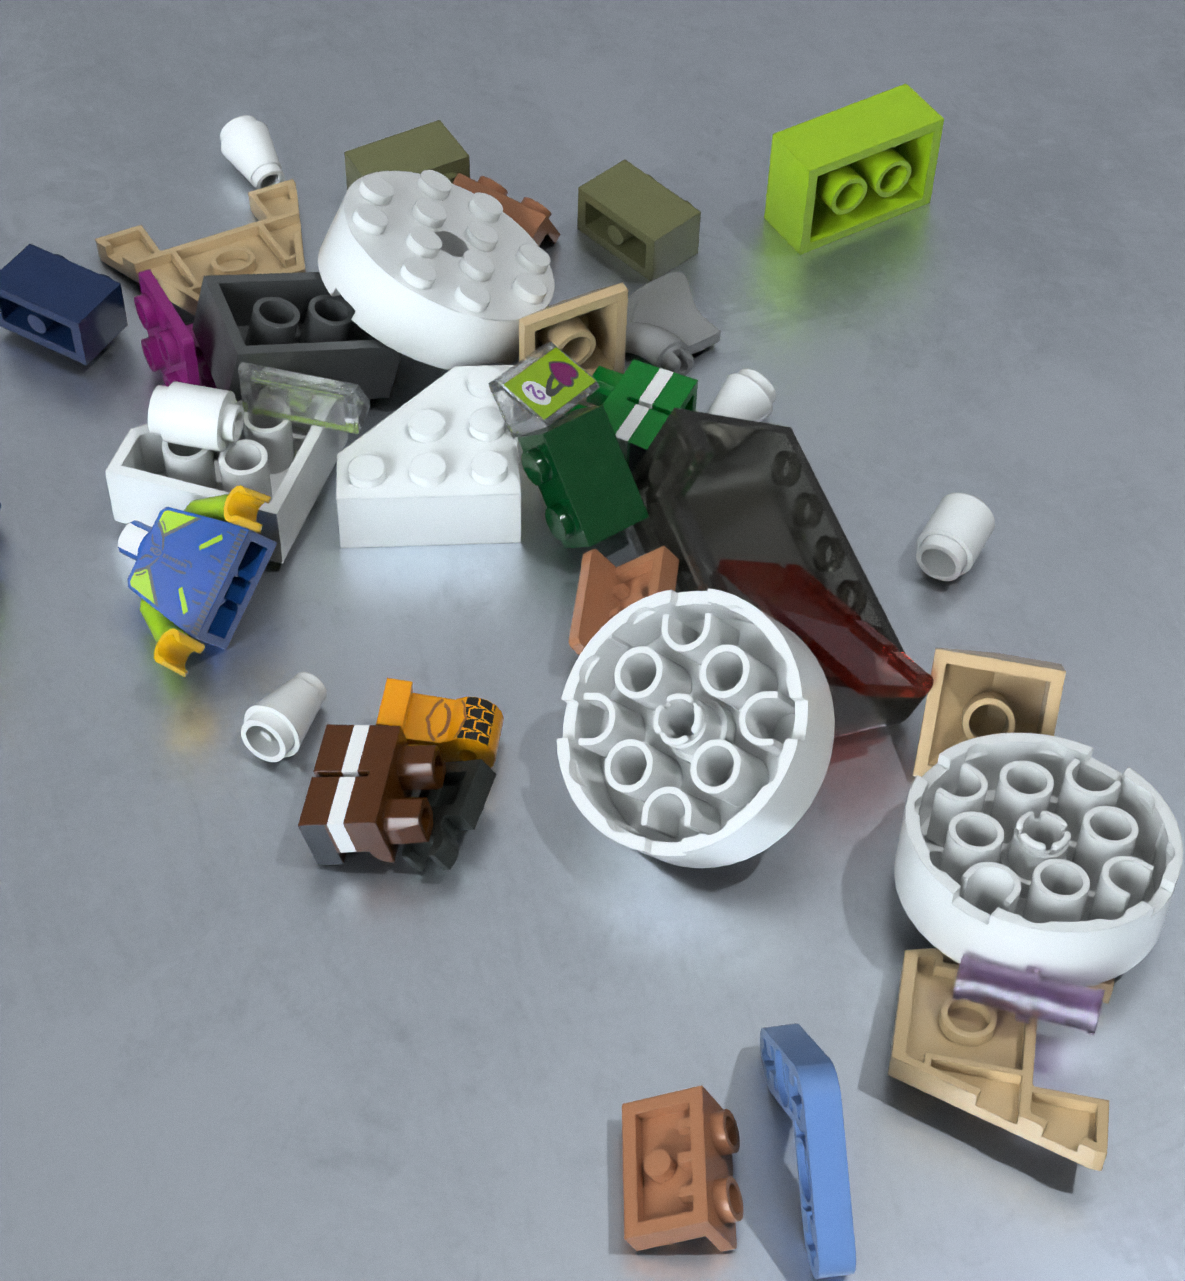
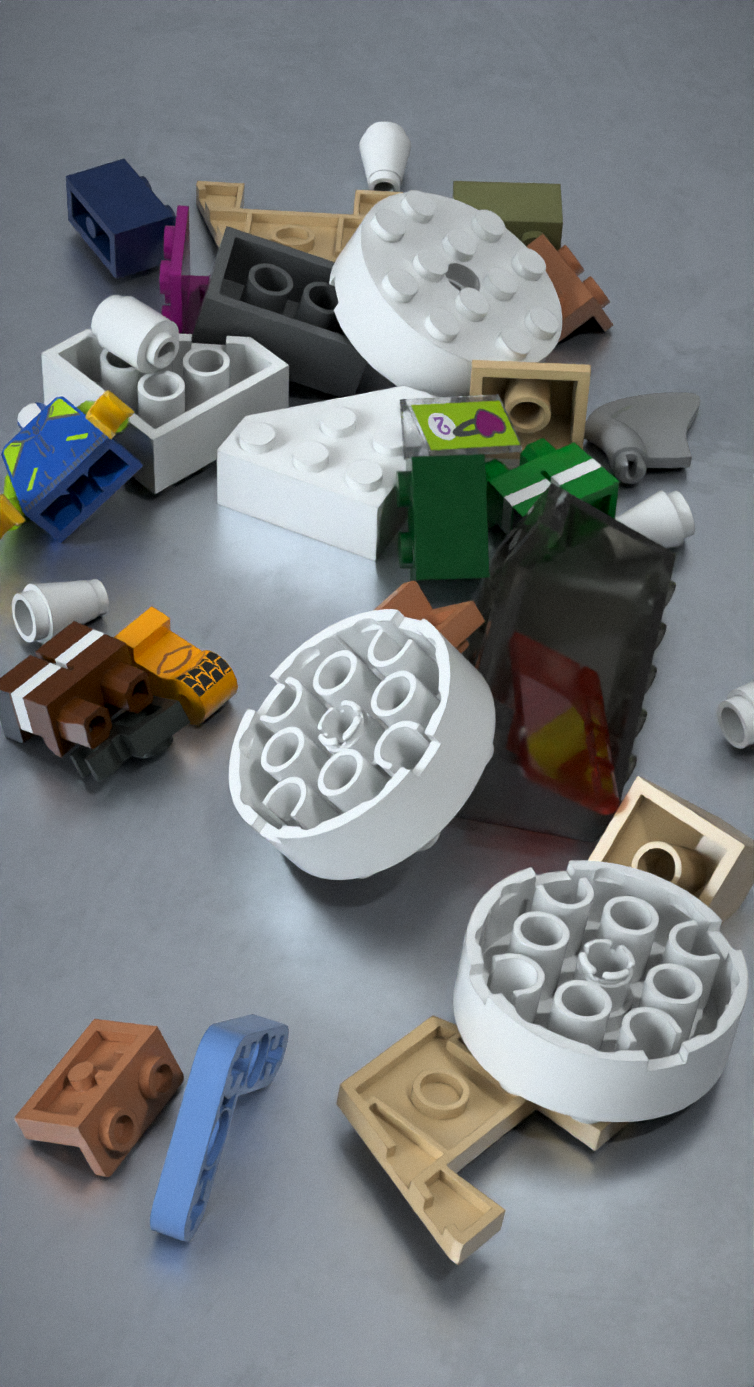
camera: 30 degrees right, 5 degrees down
(302, 398) = (239, 355): clear slope -> none
(638, 220) = (689, 335): olive brick -> none
(1028, 994) = (499, 1091): clear purple pin -> none

